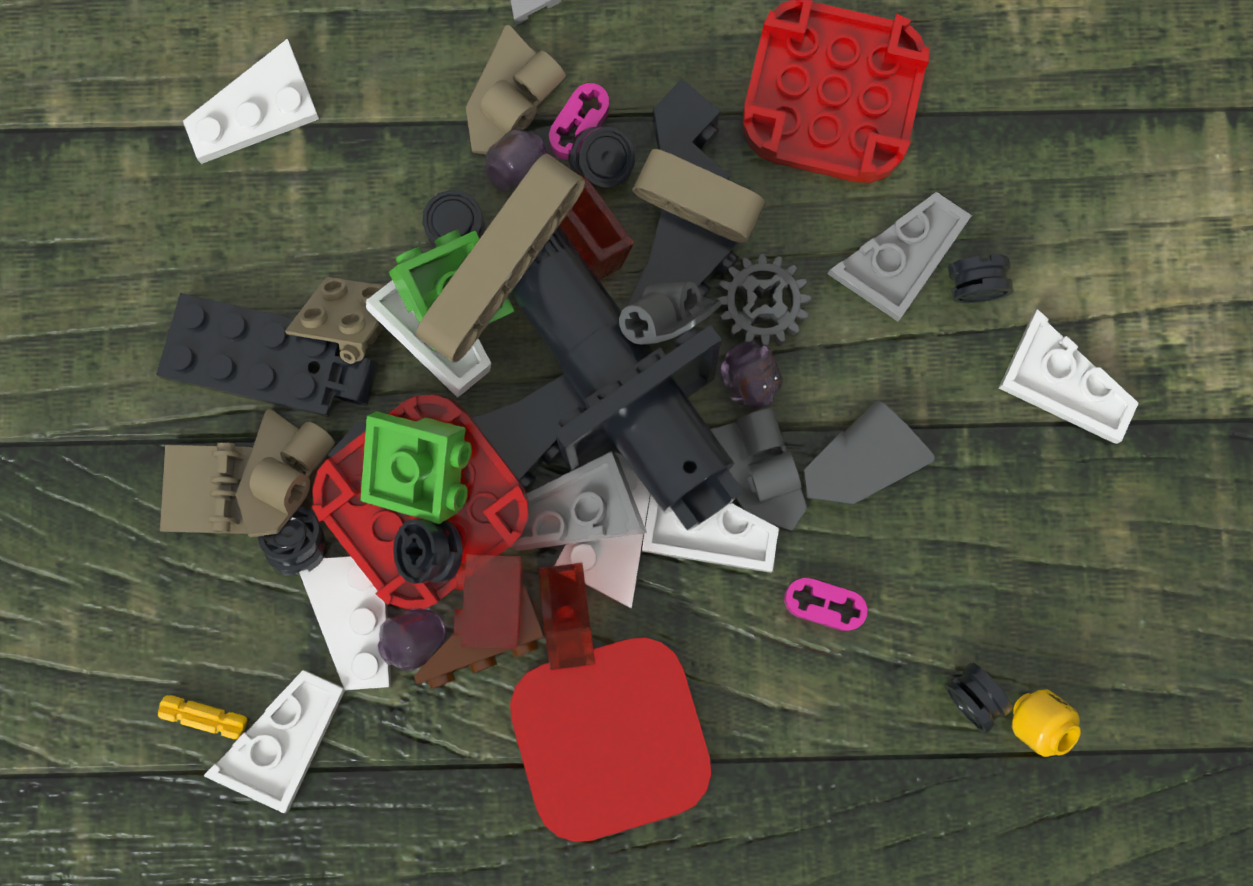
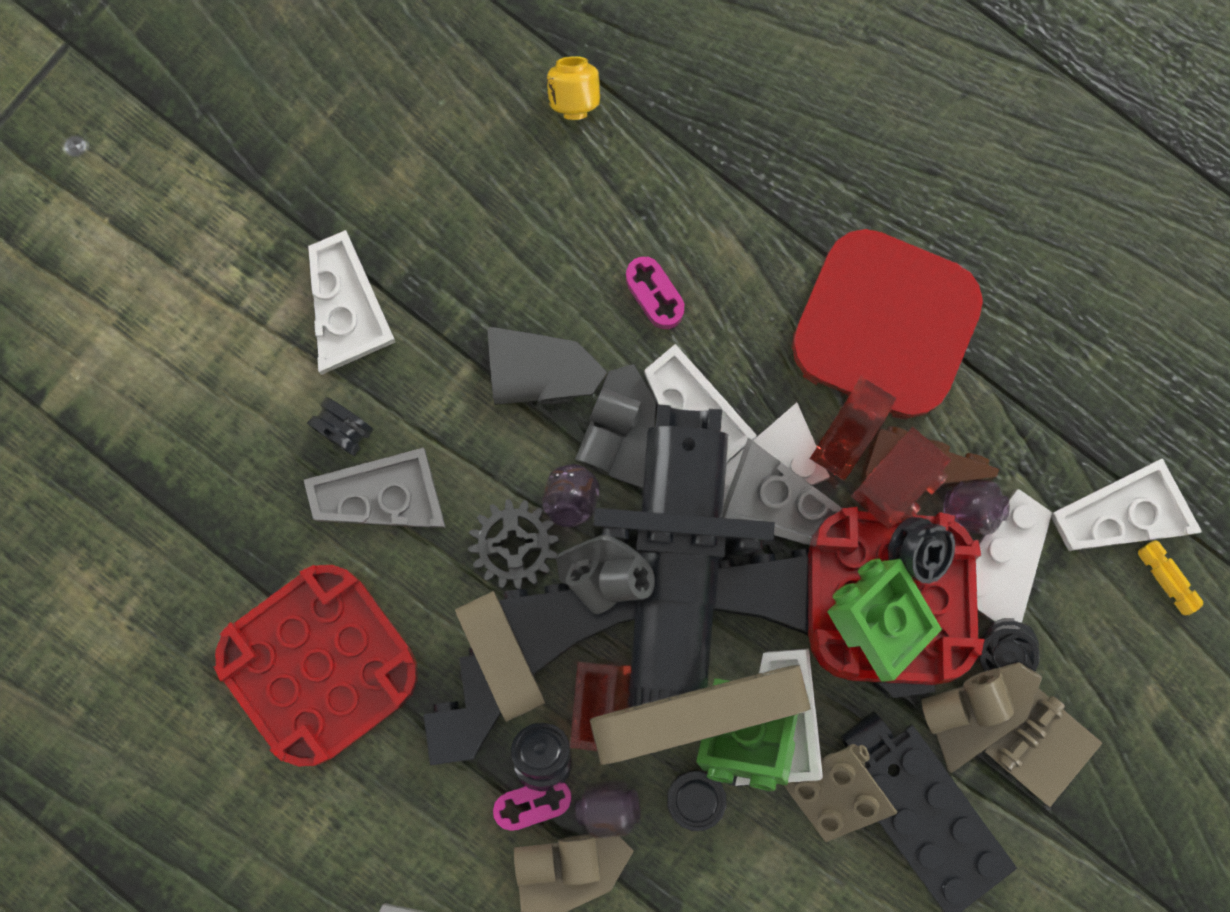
camera: 140 degrees left, 0 degrees up
(979, 697) = (600, 141): black wheel -> none

